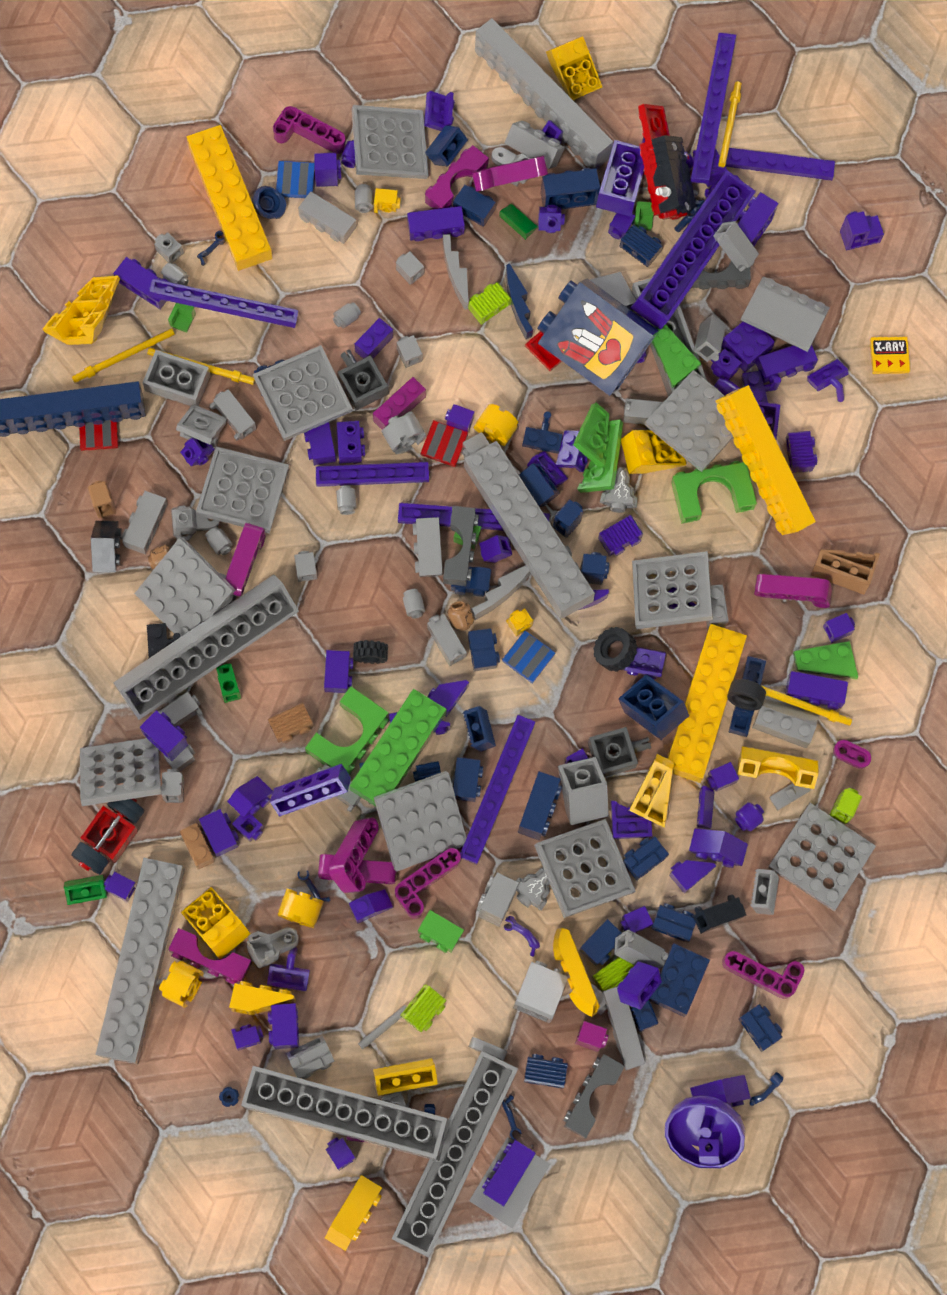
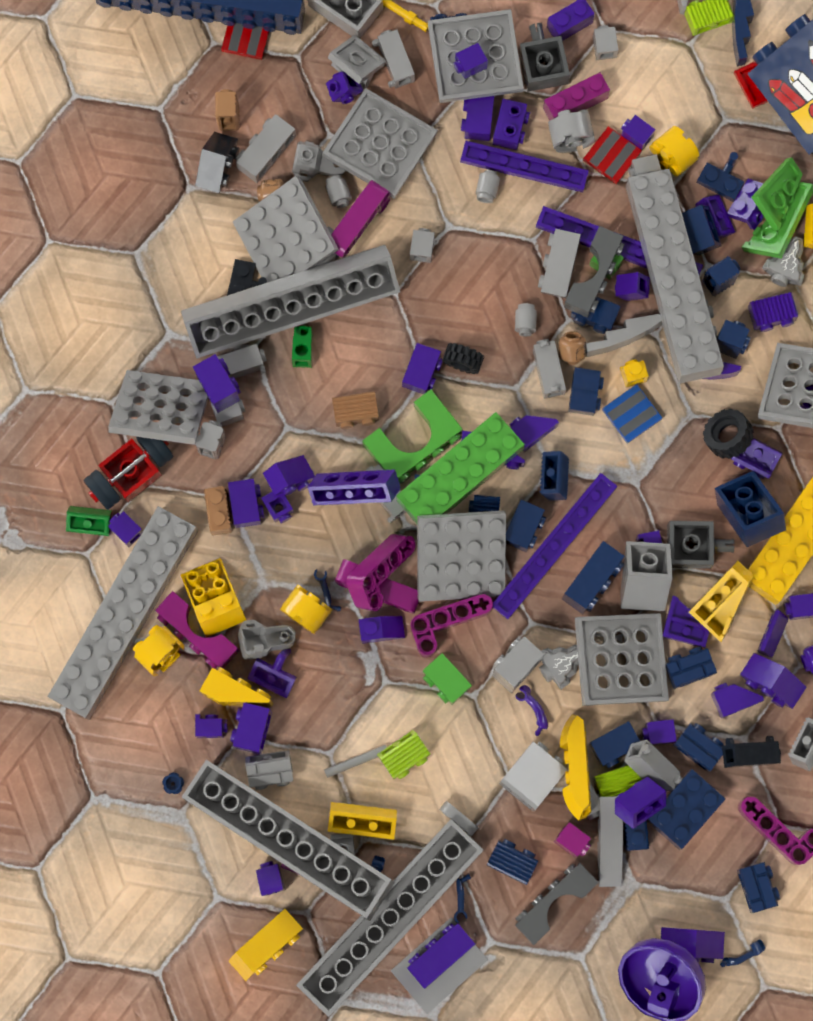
camera: 25 degrees right, 5 degrees up
(300, 398) = (470, 61): none -> dark purple brick

